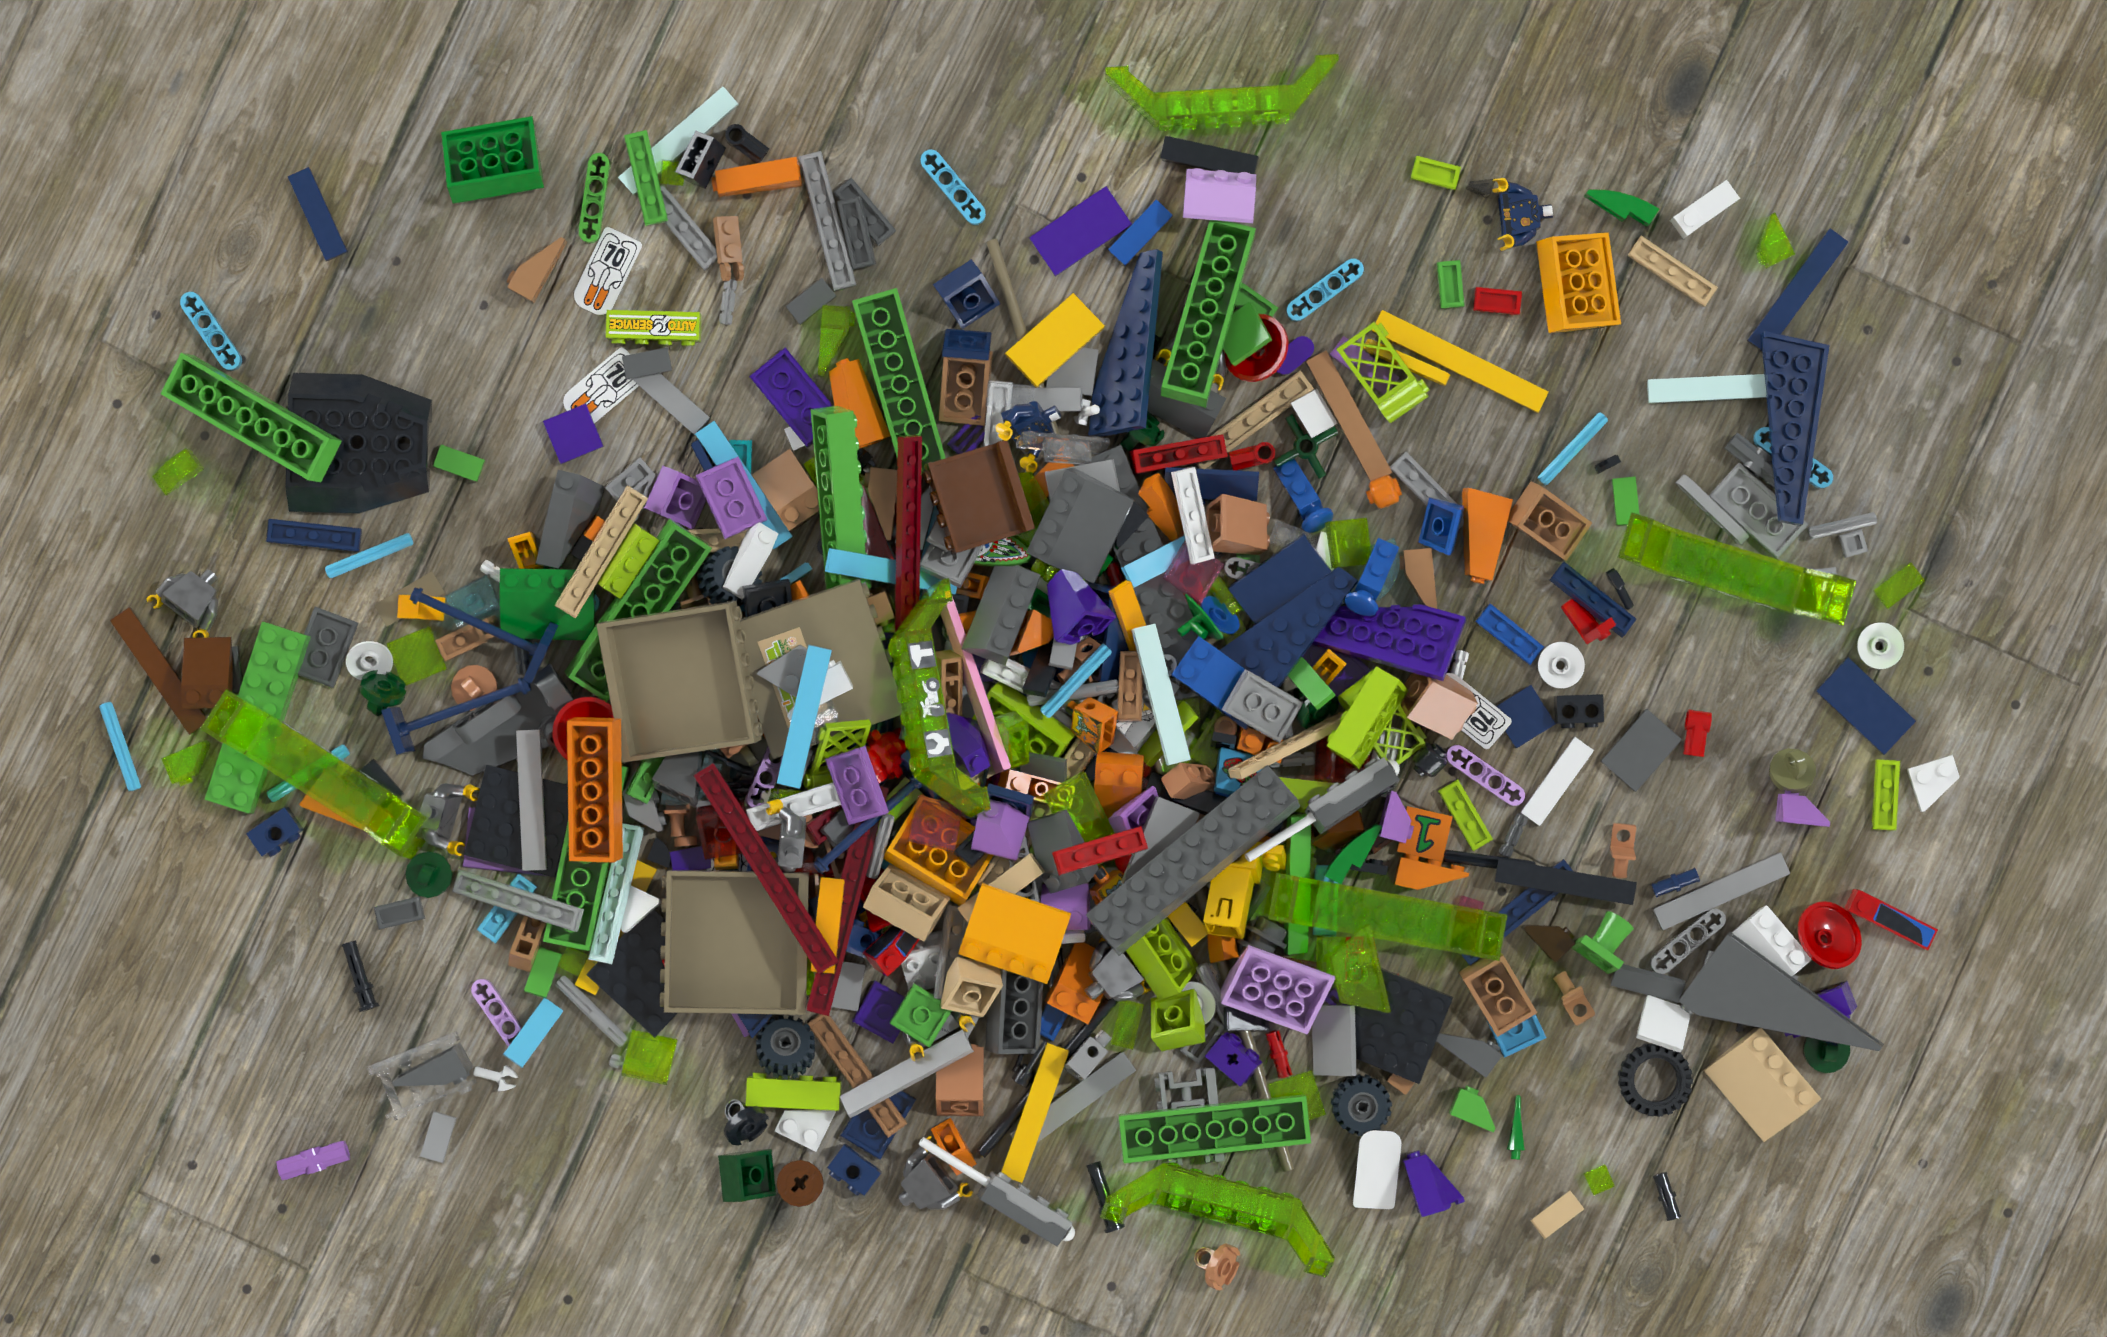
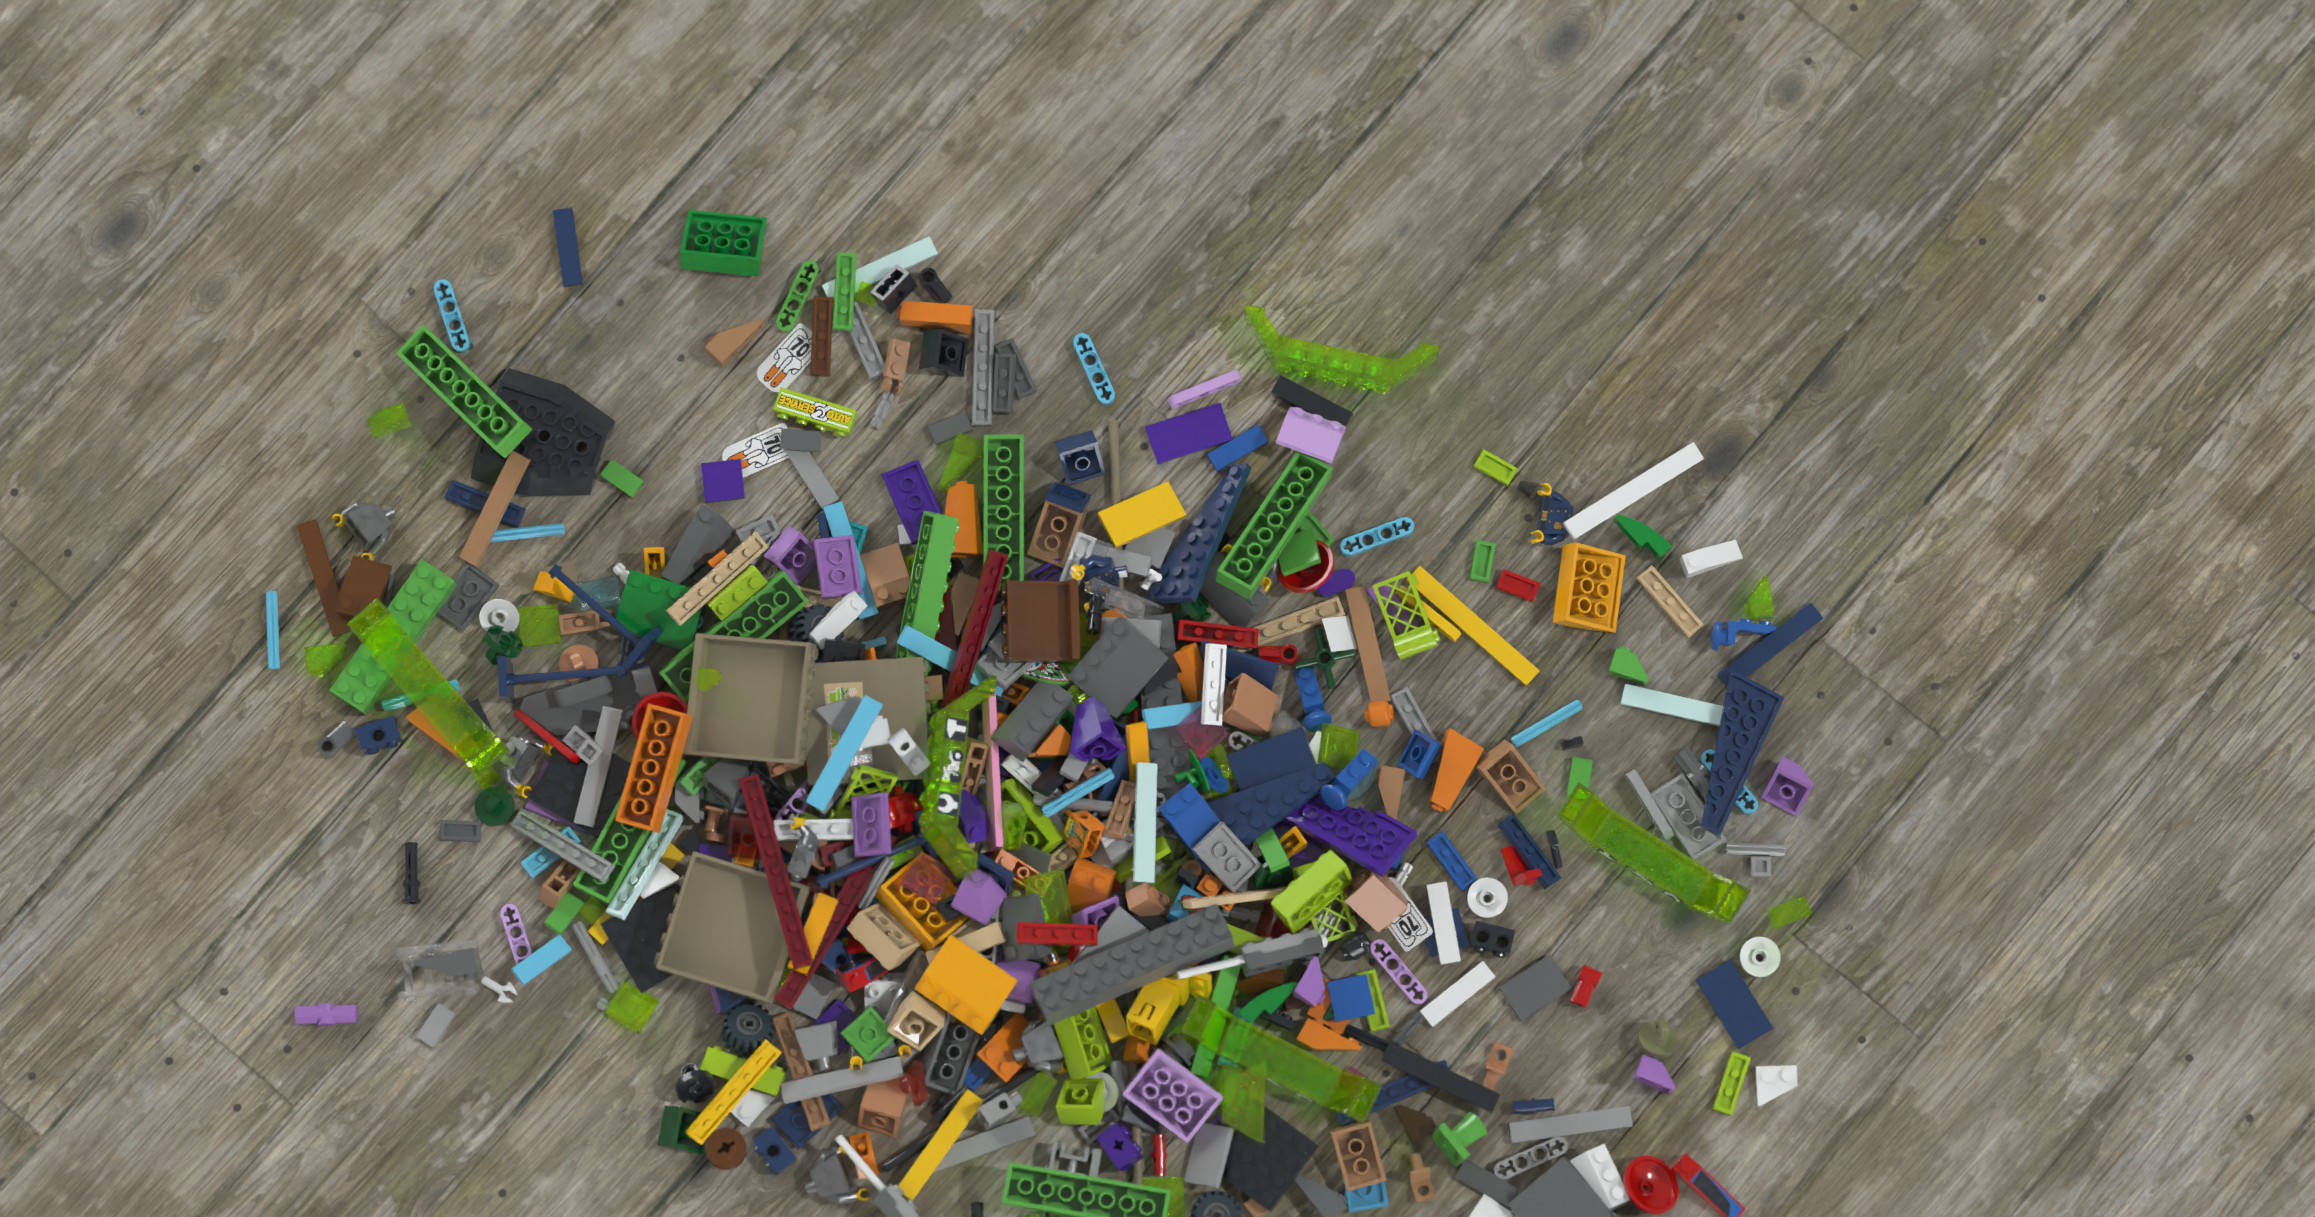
camera: 15 degrees right, 10 degrees down
(231, 848) = (337, 738): none -> dark grey piece
(326, 540) = (494, 508): none -> medium nougat tile
(463, 781) = (547, 736): none -> red tile
(508, 781) = (583, 745): none -> light grey slope
(624, 672) = (707, 678): none -> clear neon green tile
(635, 236) = (821, 336): none -> reddish brown tile
(778, 217) = (943, 353): none -> black slope
(790, 1121) = (733, 1092): none -> yellow tile
(867, 1037) = (819, 1042): none -> light grey torso
(884, 701) = (913, 756): none -> light grey torso
(988, 1056) = (915, 1083): none -> clear red tile
(1035, 472) = (1094, 614): none -> black pin
(1084, 175) = (1204, 389): none -> lavender beam
(1441, 820) = (1351, 998): none -> blue tile
(1520, 707) = (1443, 923): none -> white tile
(1598, 157) = (1633, 491): none -> white tile
(1645, 359) = (1627, 666): none -> bright green slope
(1749, 291) = (1728, 635): none -> blue piece
(1861, 445) = (1788, 787): none -> medium lavender slope

